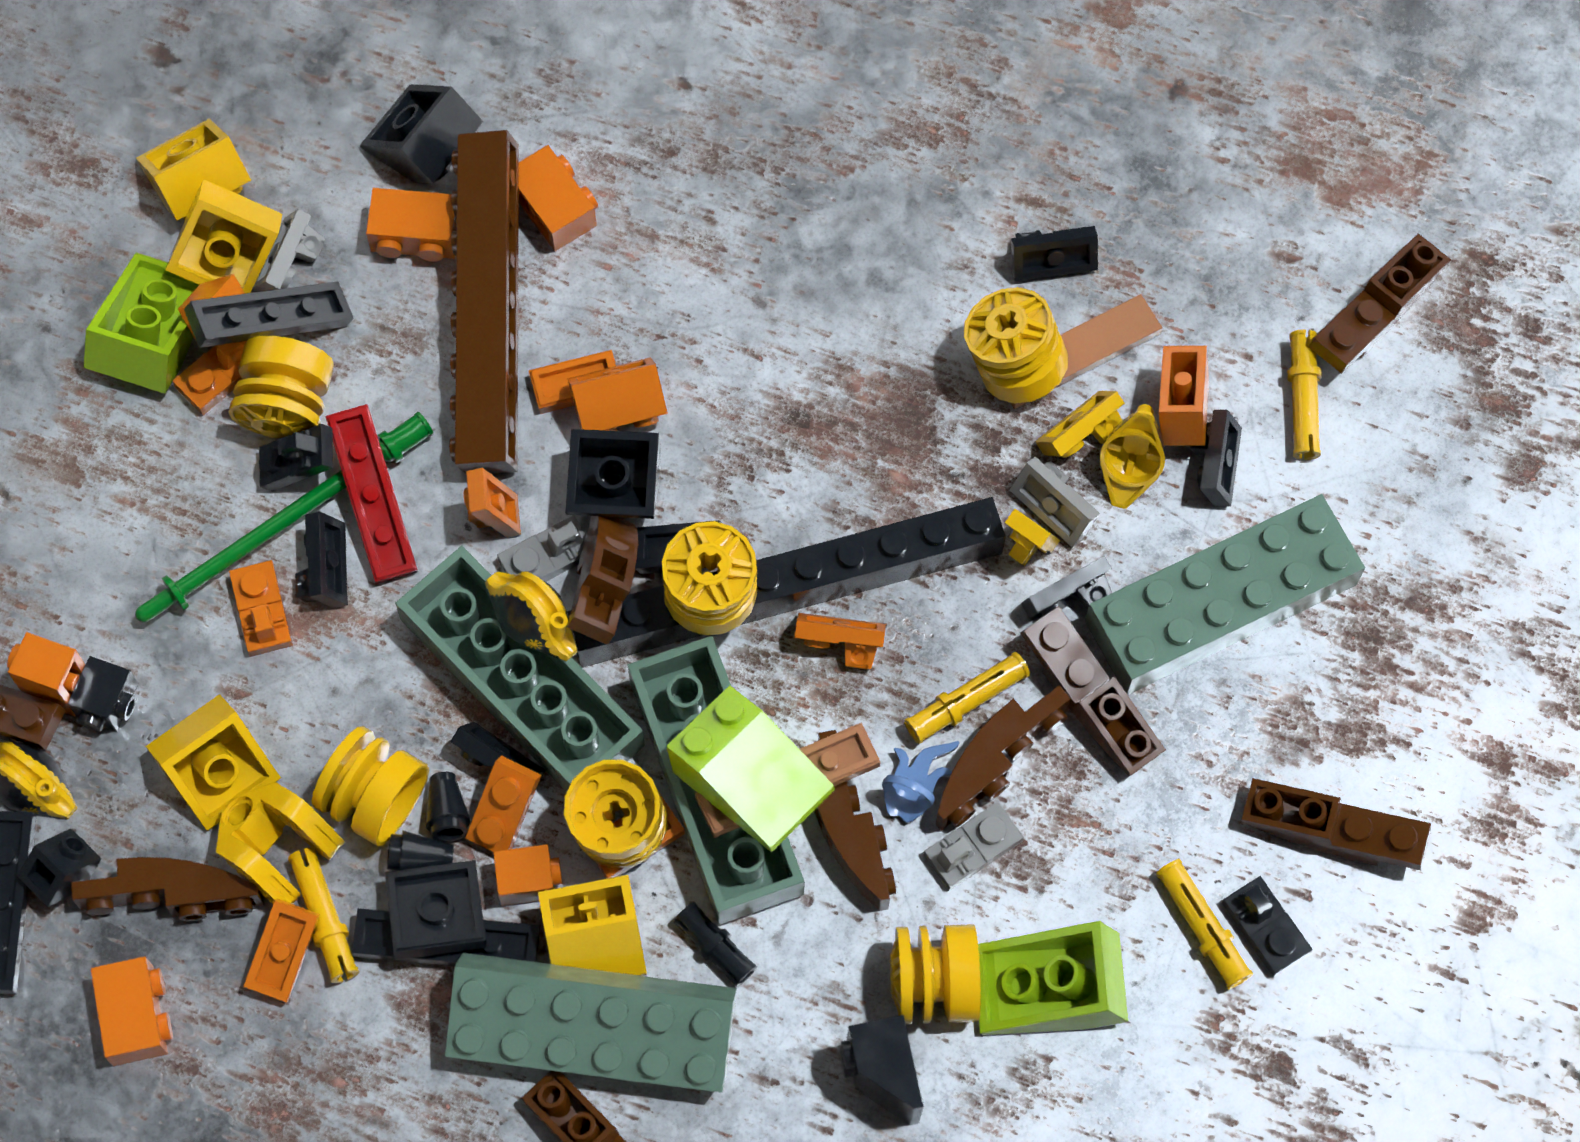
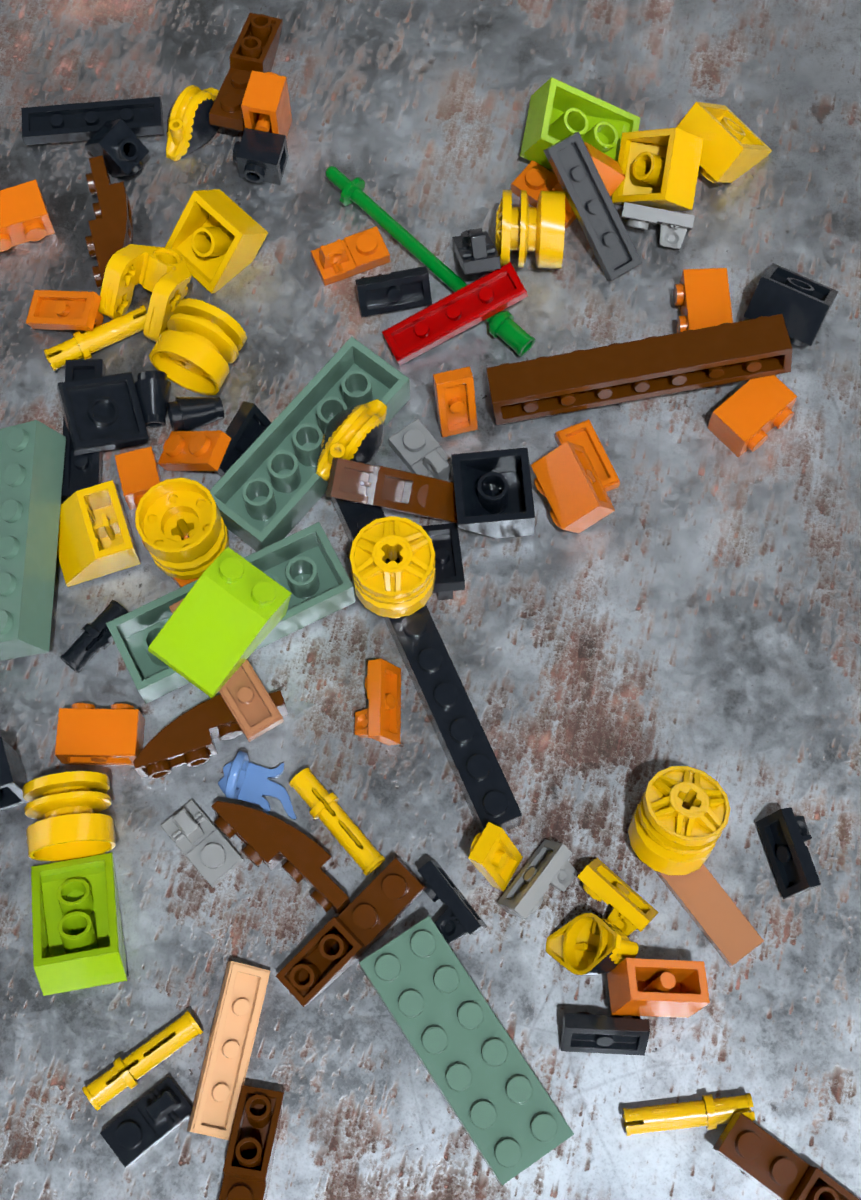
camera: 85 degrees right, 0 degrees up
(839, 943) = (99, 735): none -> orange brick
(1202, 834) = (228, 1050): none -> light nougat tile

